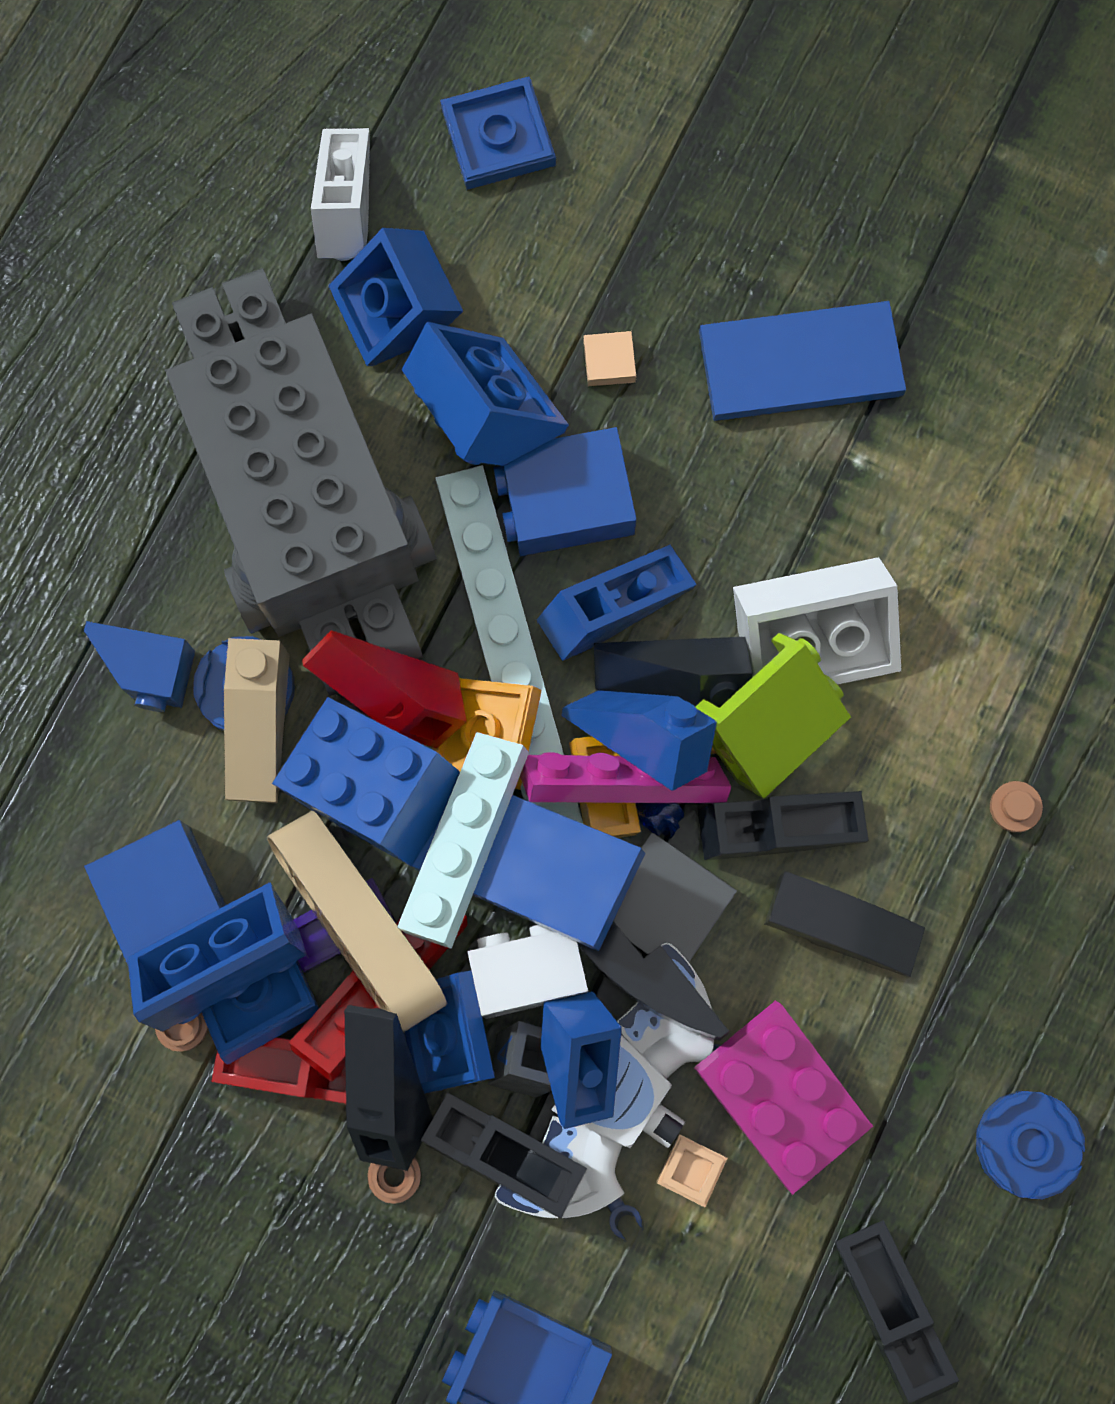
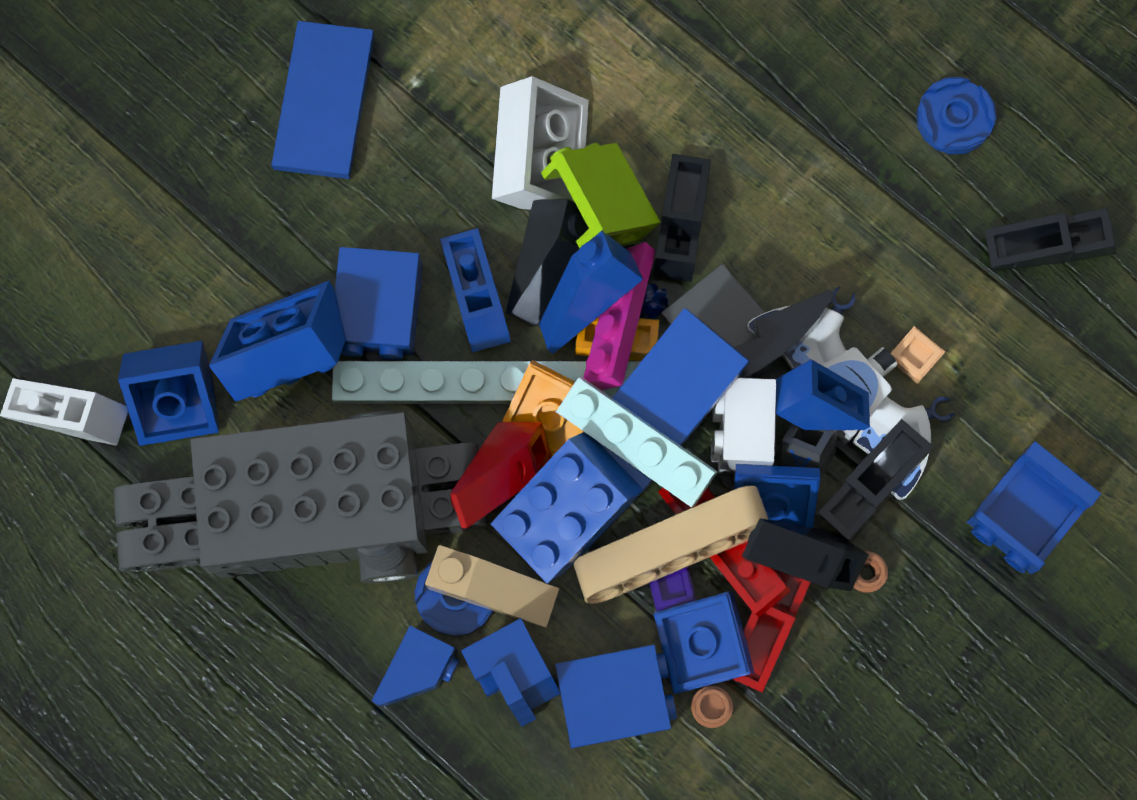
camera: 70 degrees left, 0 degrees up
(159, 774) = (514, 666): none -> blue plate
(213, 959) = (672, 655): blue slope -> none
(498, 133) = (52, 276): blue tile -> none
(609, 358) = (275, 242): light nougat tile -> none
(783, 1097) = (881, 272): dark pink plate -> none
(844, 924) = (766, 195): black slope -> none
(1016, 806) = (714, 50): nougat plate -> none

